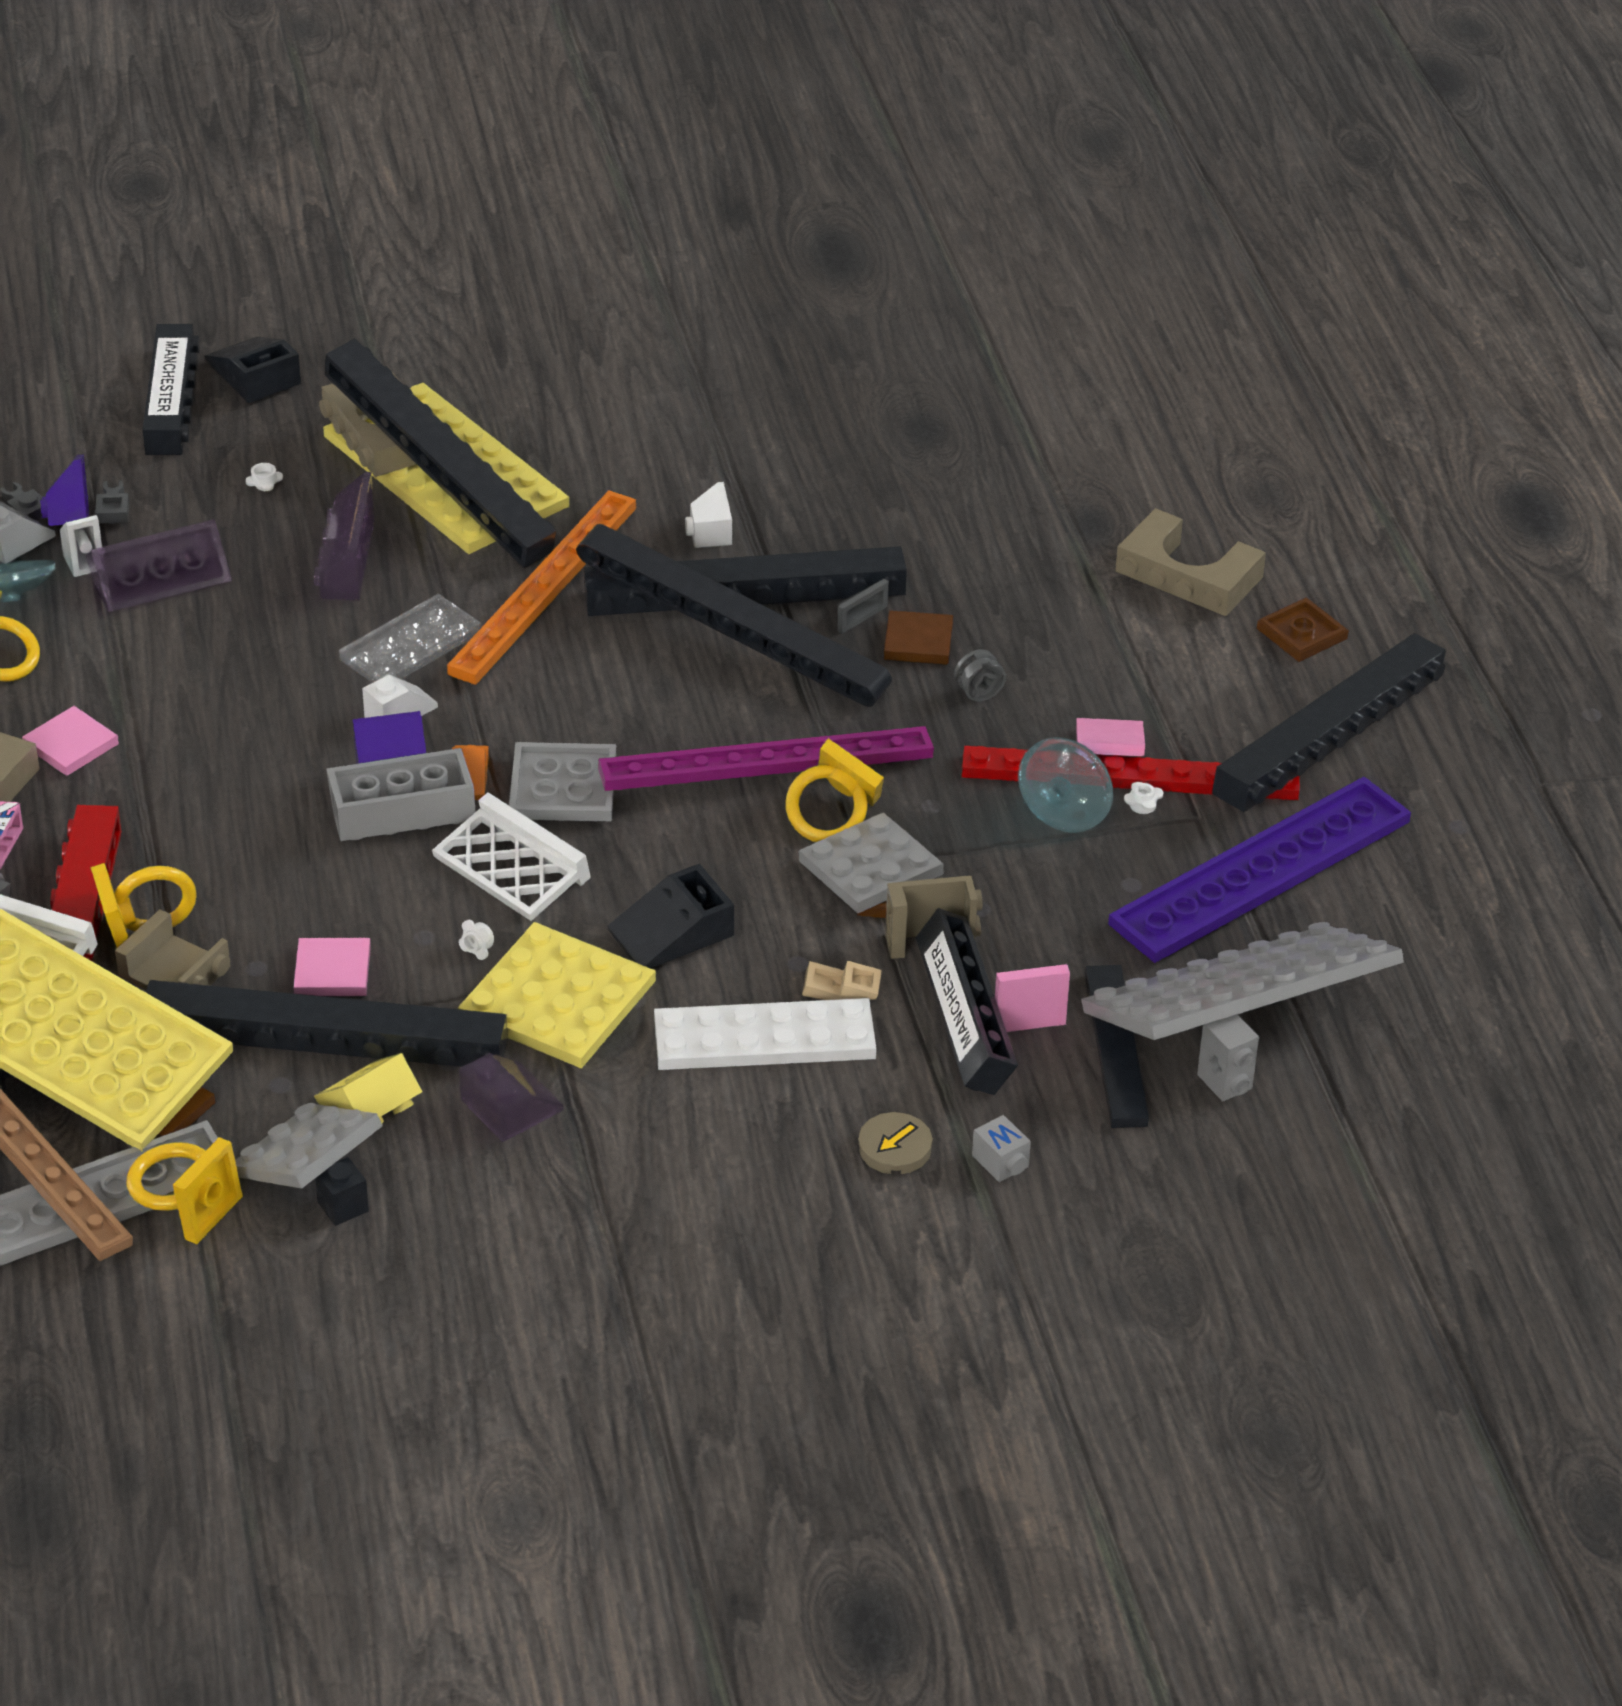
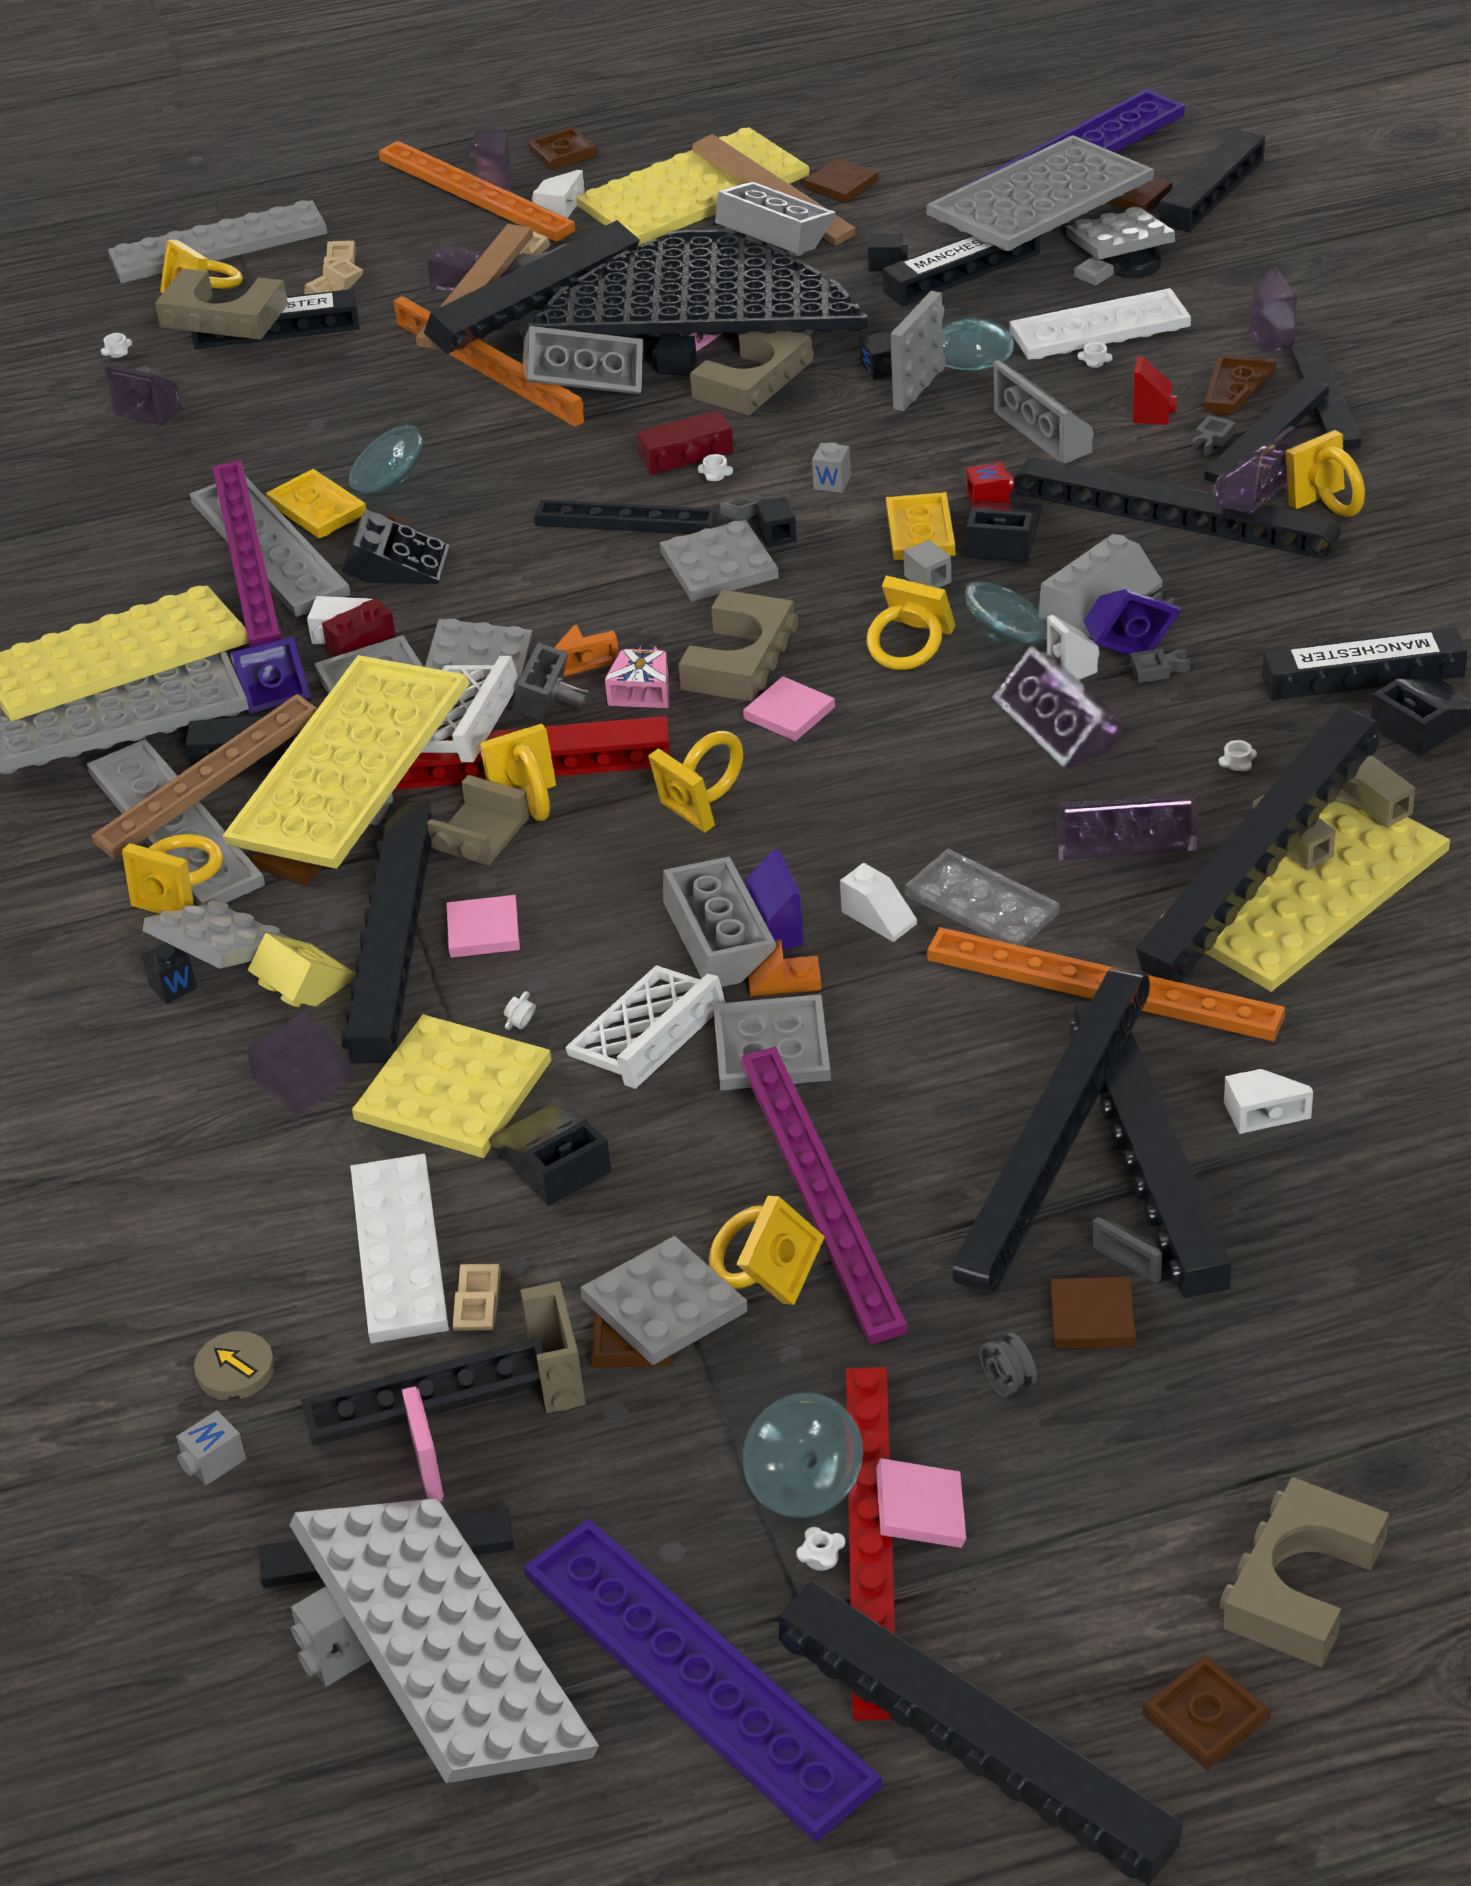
camera: 90 degrees right, 0 degrees up
(201, 798) = (684, 789): none -> yellow tile

